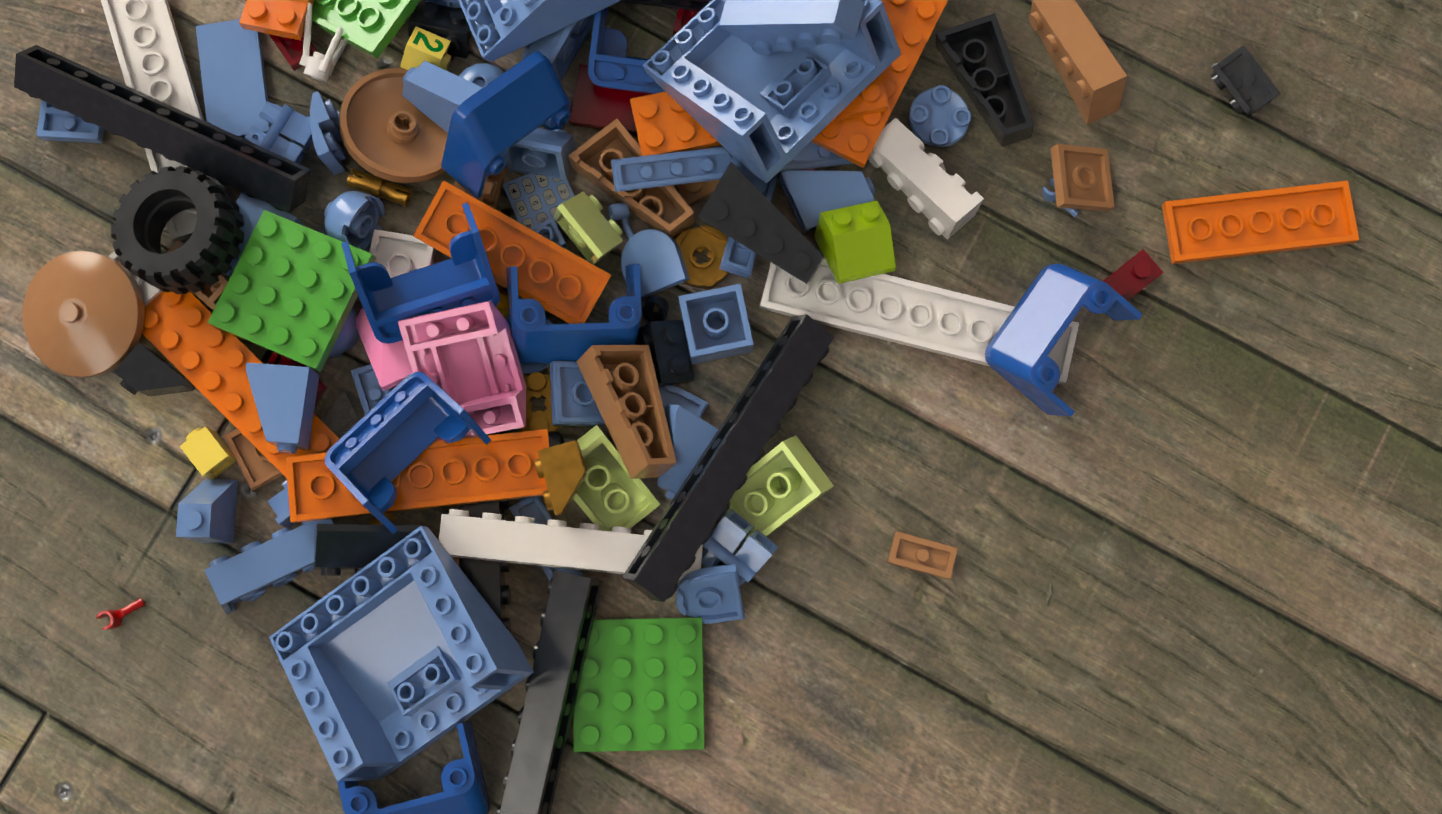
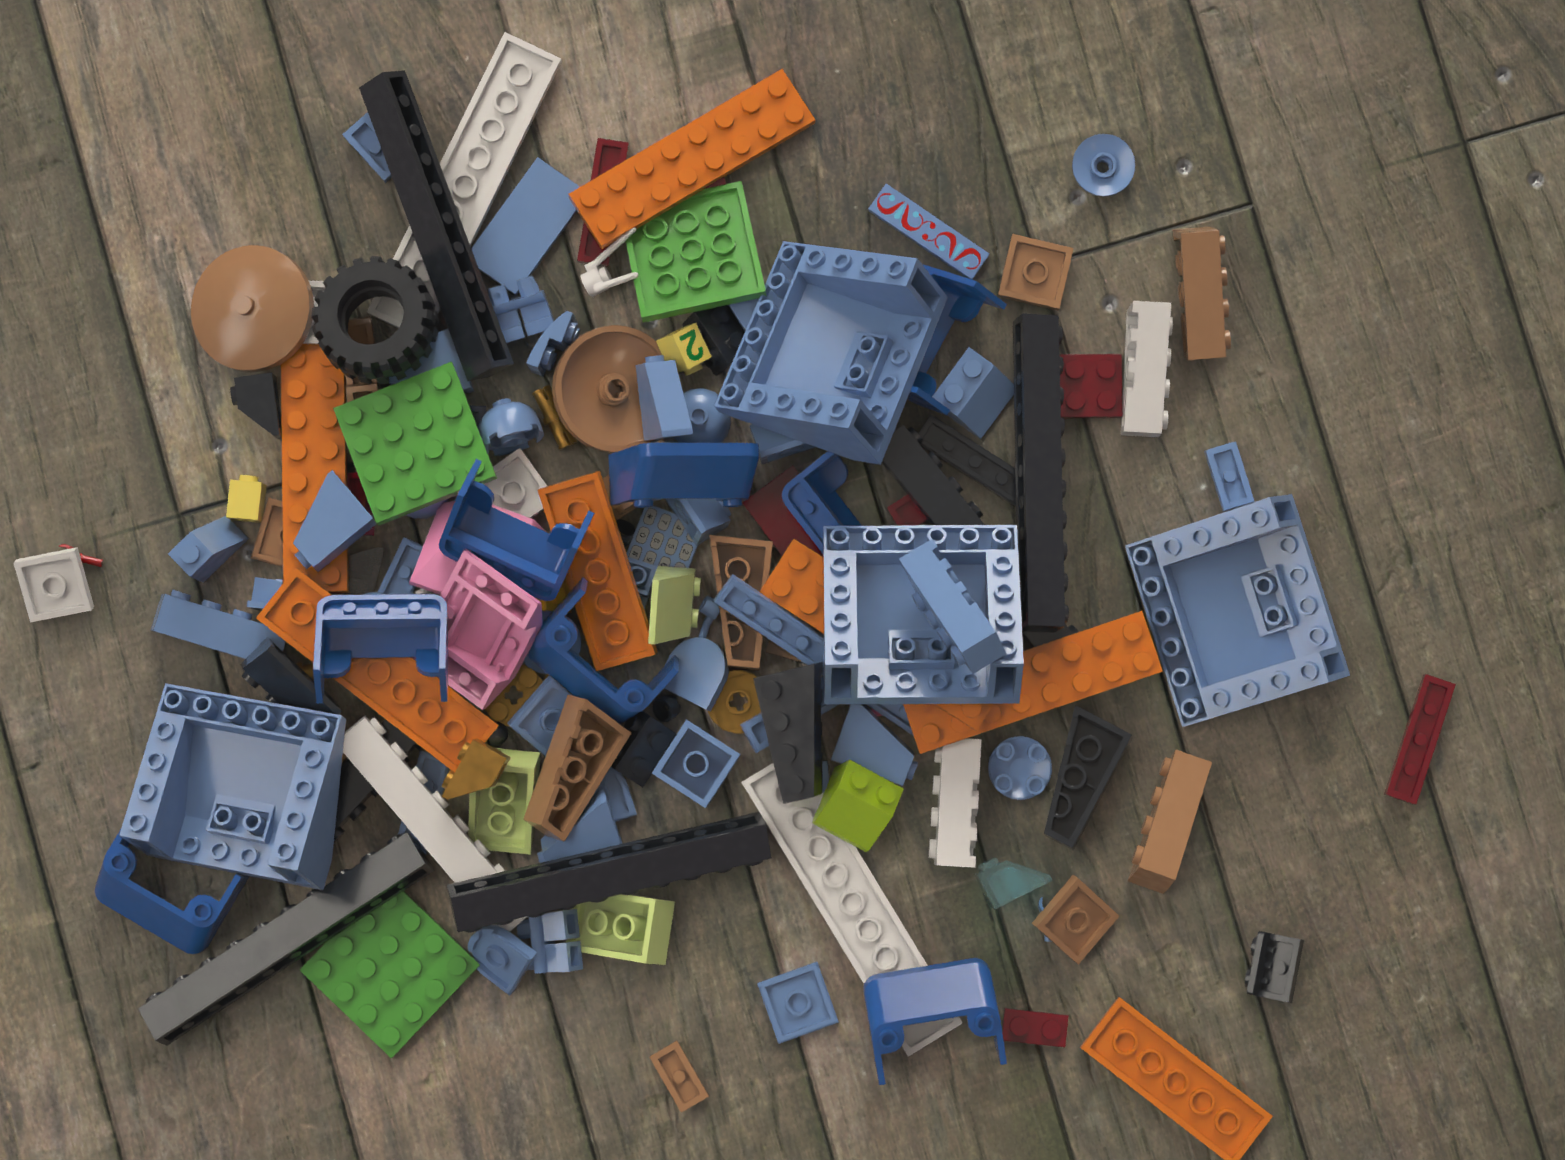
camera: 45 degrees right, 5 degrees up
(117, 649) = (53, 584): none -> white plate
(951, 423) = (797, 1002): none -> medium blue tile
(1010, 196) = (1007, 881): none -> clear light blue slope

